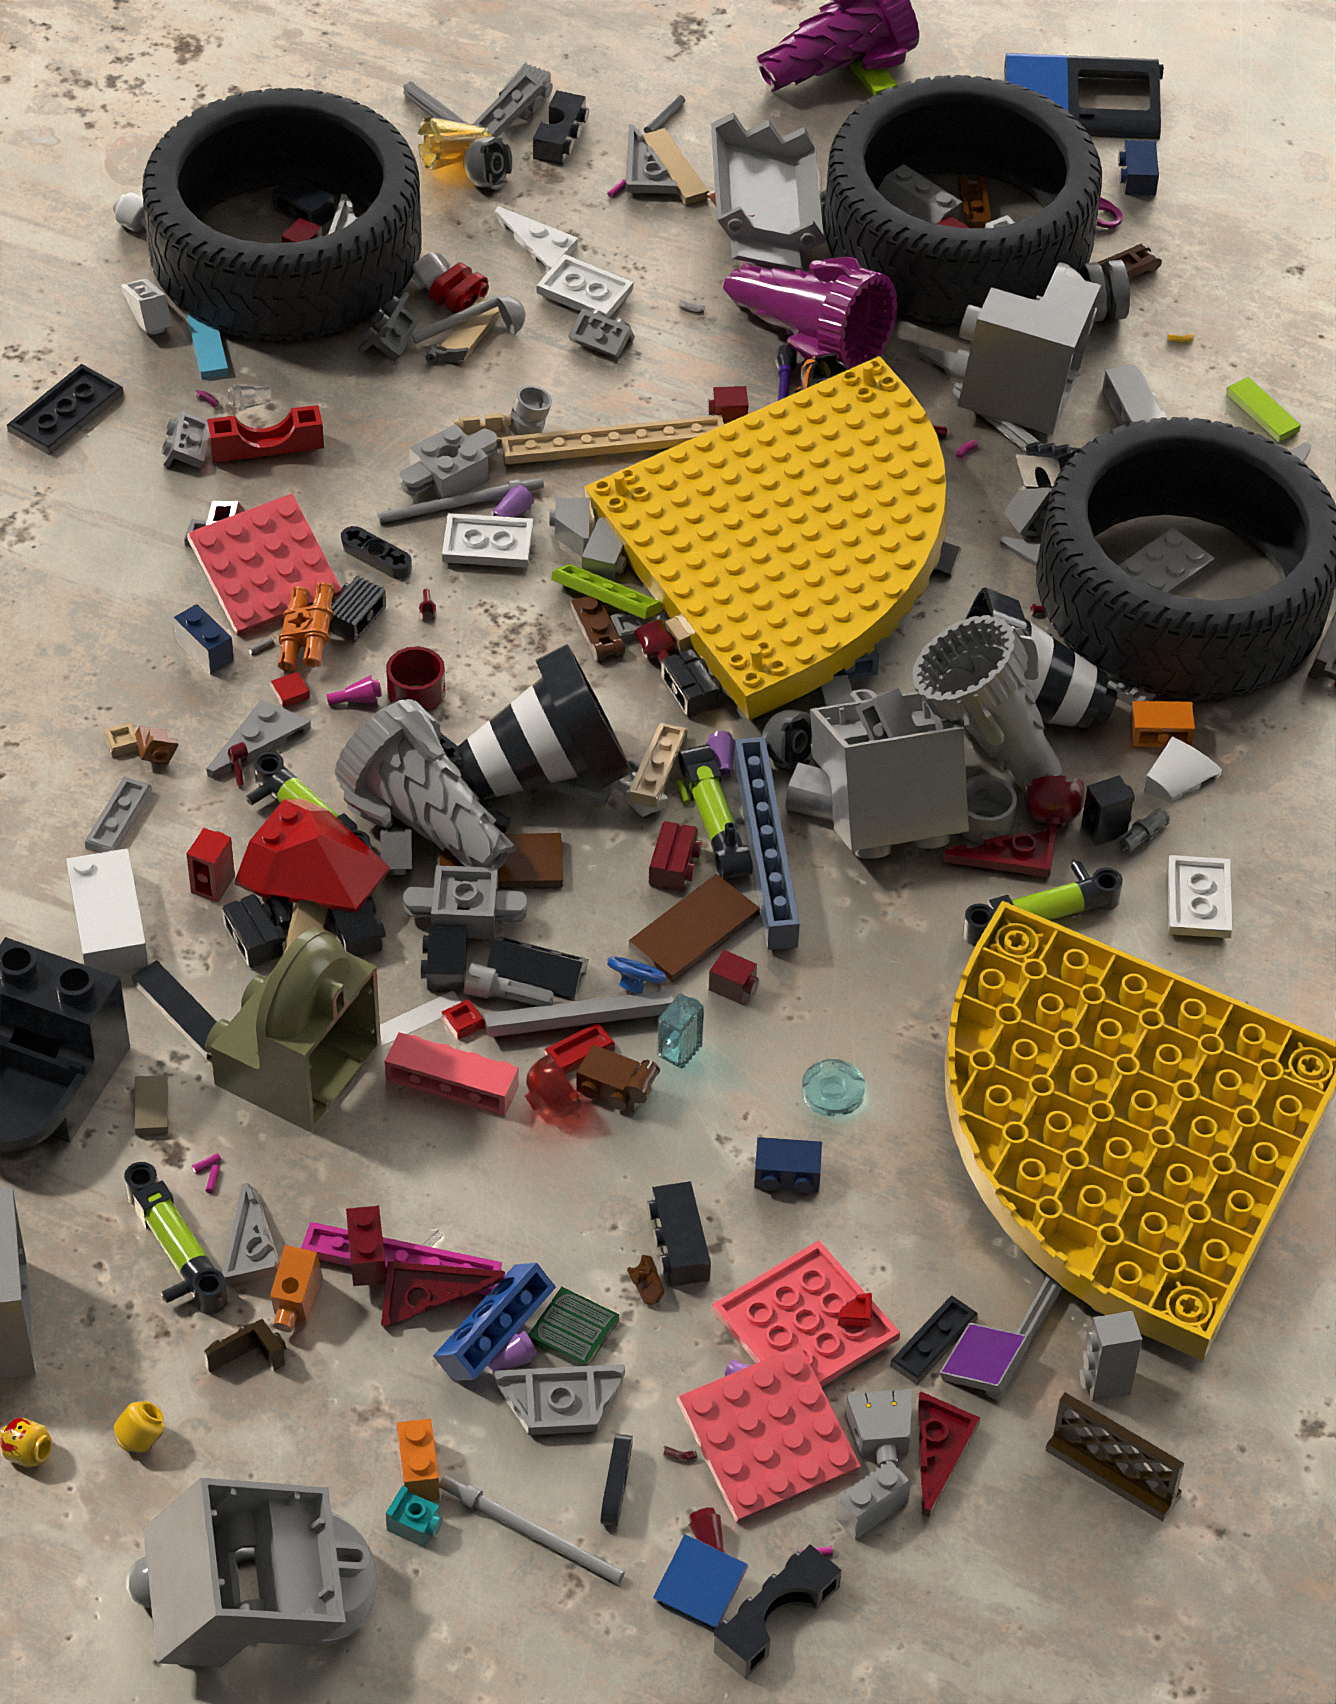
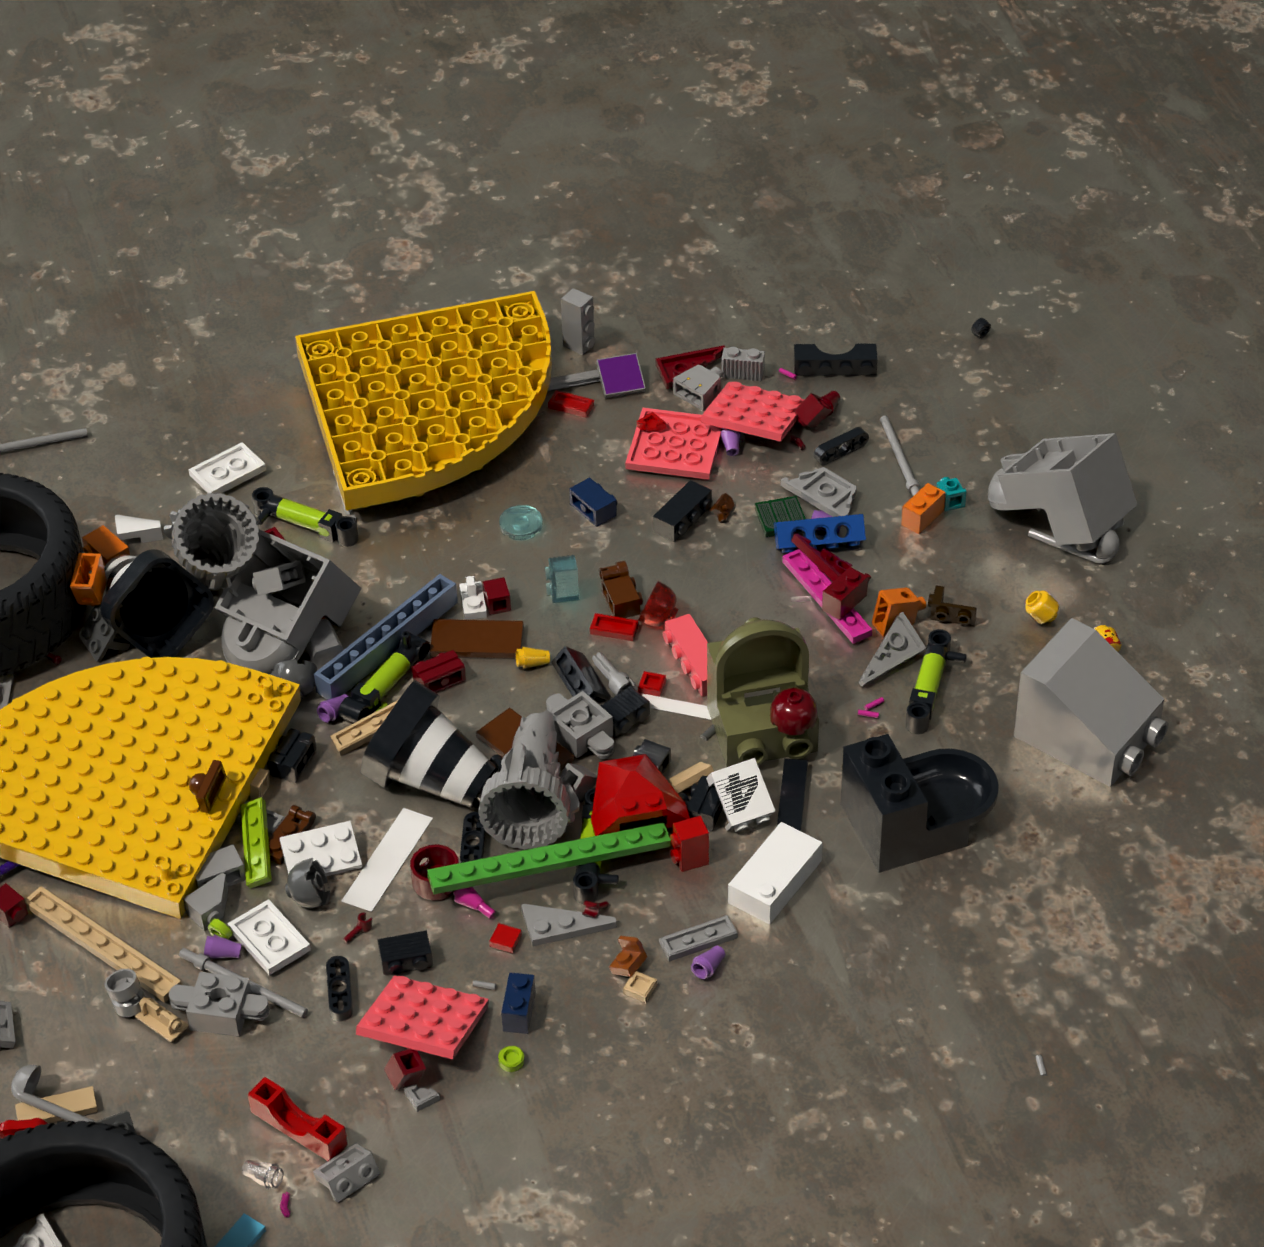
camera: 130 degrees left, 5 degrees down
(80, 794) = (707, 962): none -> medium lavender cone
(162, 608) = (511, 1059): none -> lime tile
(220, 937) = (742, 794): none -> white panel
(233, 1020) = (793, 711): none -> dark red cylinder
(306, 626) = (444, 947): orange pin -> none
(326, 734) = (548, 858): none -> bright green plate
(449, 355) = (107, 1108): dark grey piece -> none
(479, 667) = (387, 859): none -> white sticker
(506, 590) = (307, 884): none -> dark grey cylinder
(534, 510) = (219, 928): none -> lime tile
(540, 626) = (330, 845): none -> white plate
(577, 1013) = (593, 637): light grey tile -> none
(612, 942) = (531, 657): none -> yellow cone
(634, 973) = (544, 629): blue piece -> none
(655, 640) = (275, 793): dark red piece -> none
(677, 547) = (208, 785): none -> reddish brown tile
(698, 1486) = (812, 411): none -> dark red brick
(700, 1581) = (854, 388): blue tile -> none
(770, 967) = (472, 599): none -> white hinge
(933, 1340) = (626, 403): black tile -> none
(994, 1284) = (571, 404): none -> red tile
(1069, 616) = (87, 587): none -> orange torso
(1120, 1472) = (624, 307): dark brown fence -> none

